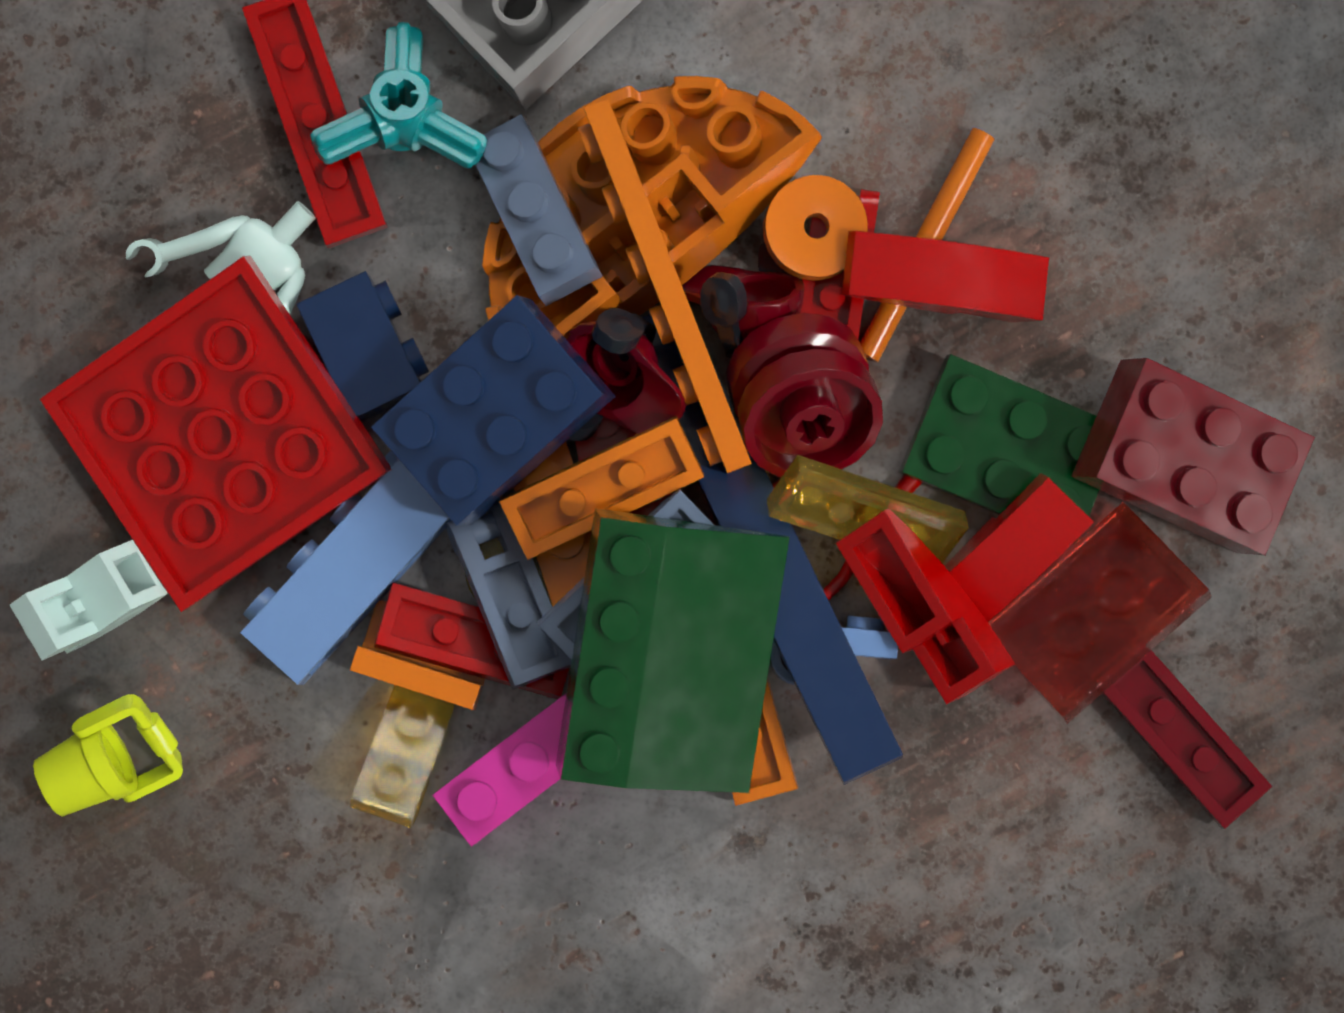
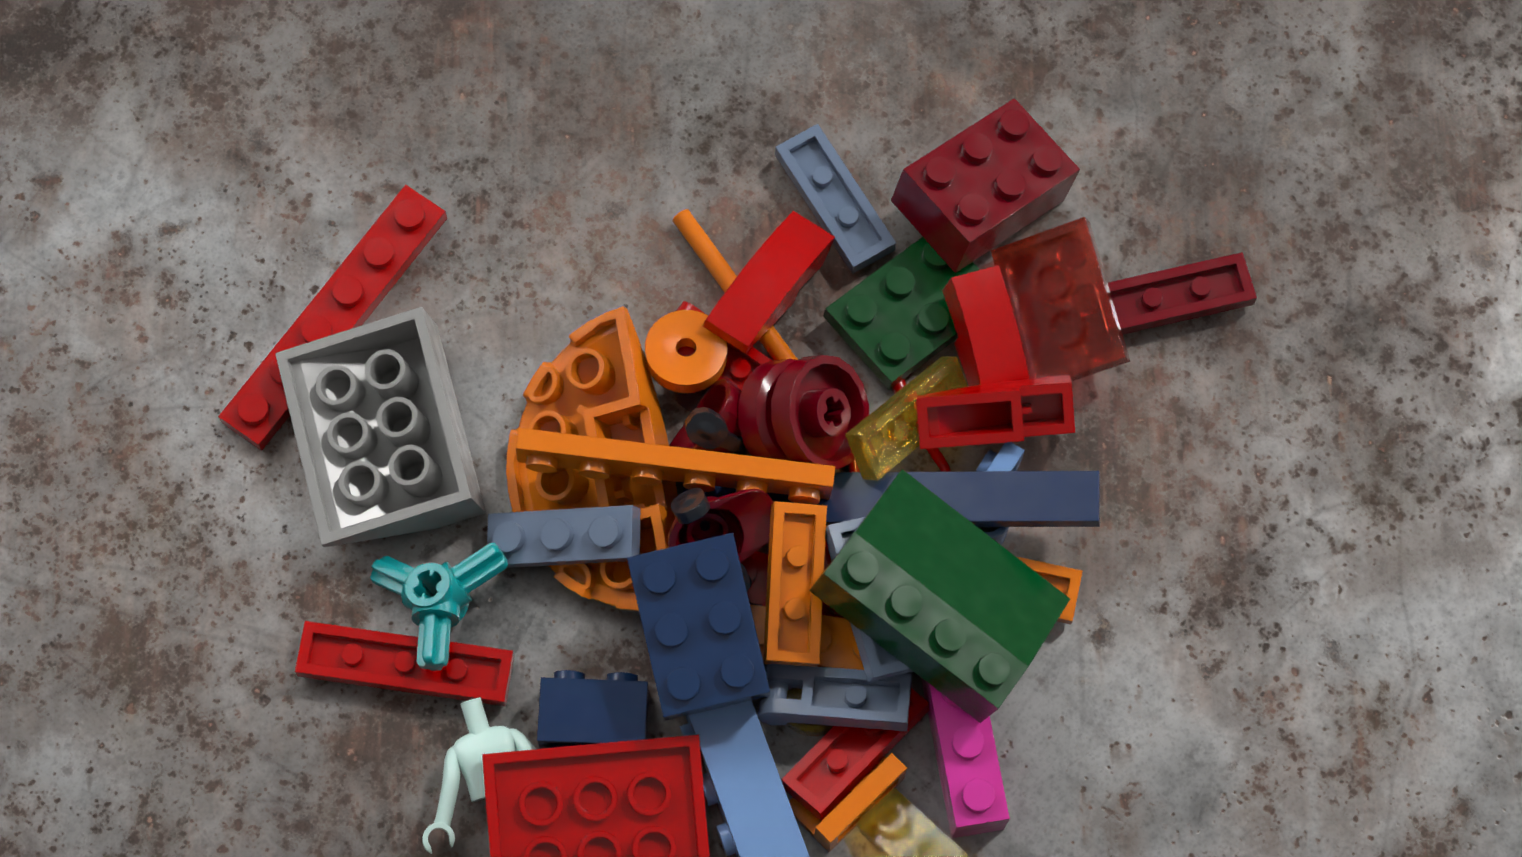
camera: 65 degrees left, 15 degrees down
(1094, 295) = (835, 198): none -> sand blue plate

